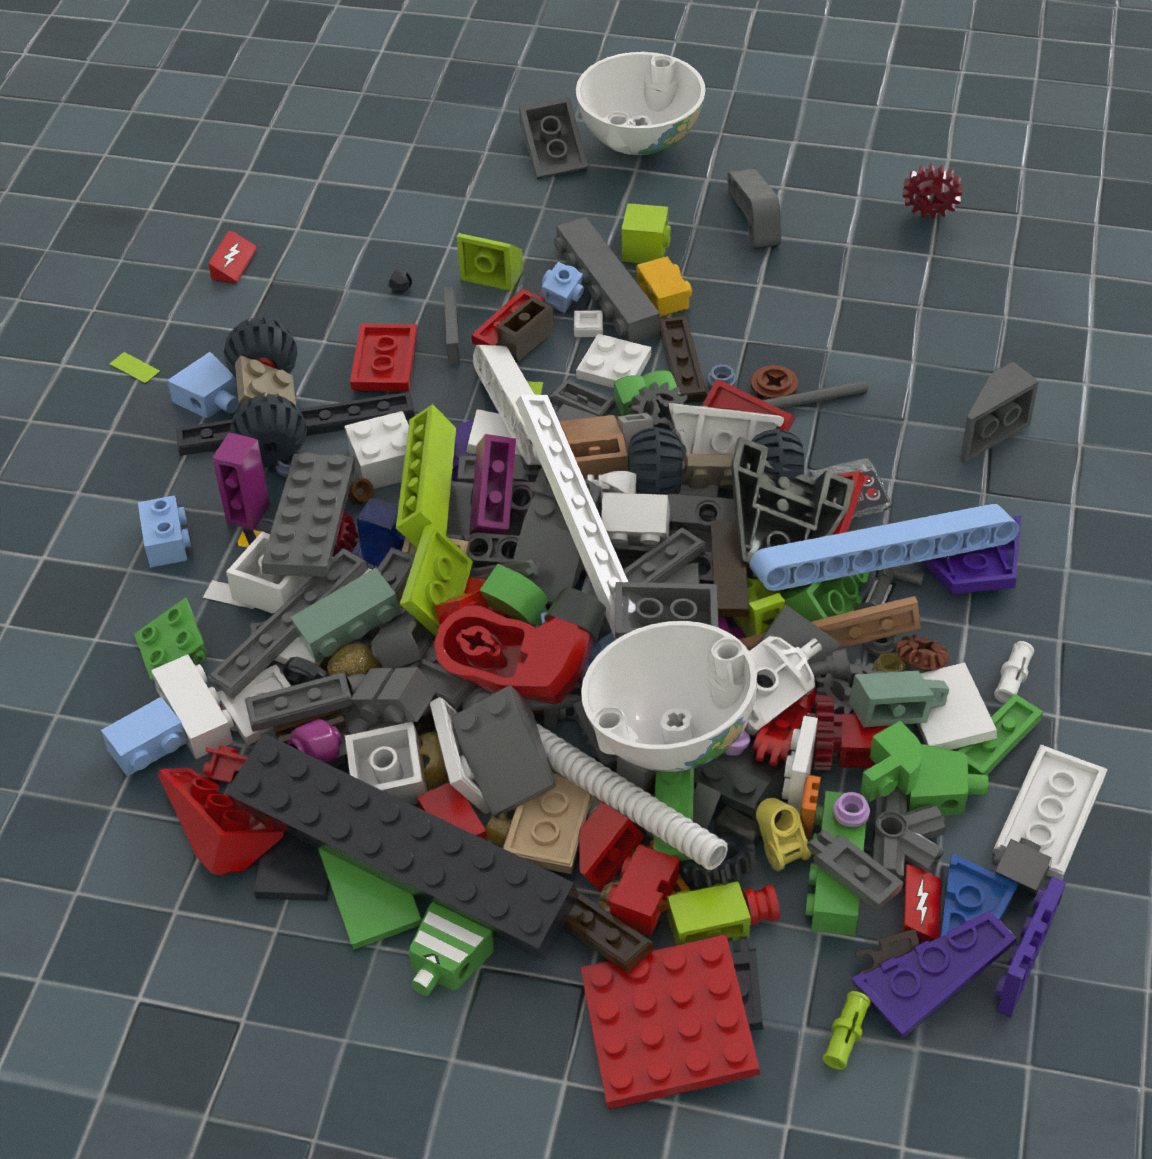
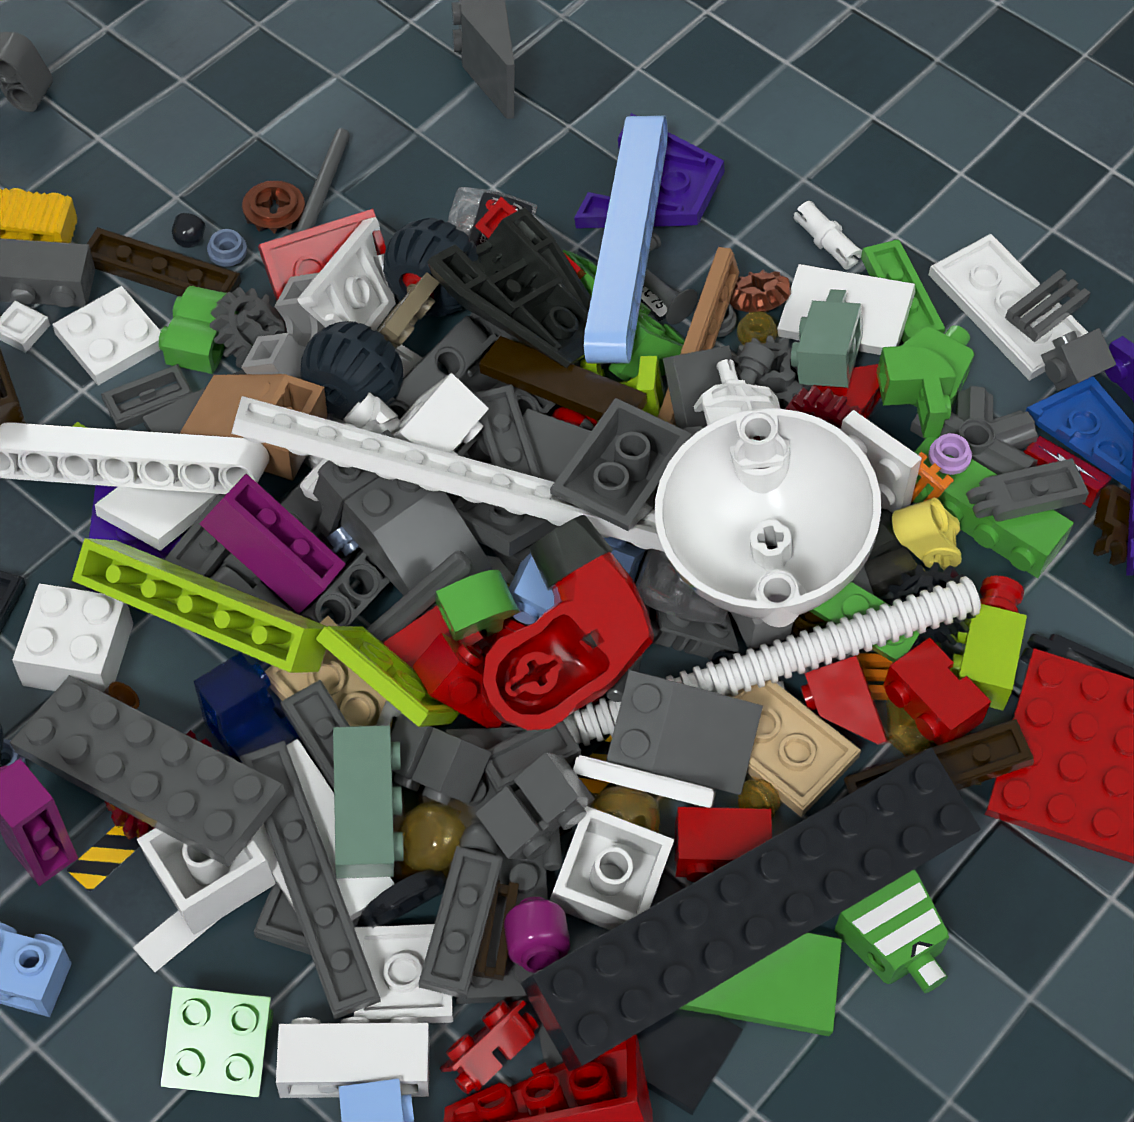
camera: 65 degrees left, 10 degrees up
(718, 354) = (188, 230): none -> black hinge
(1062, 823) = (1066, 288): none -> dark grey tile

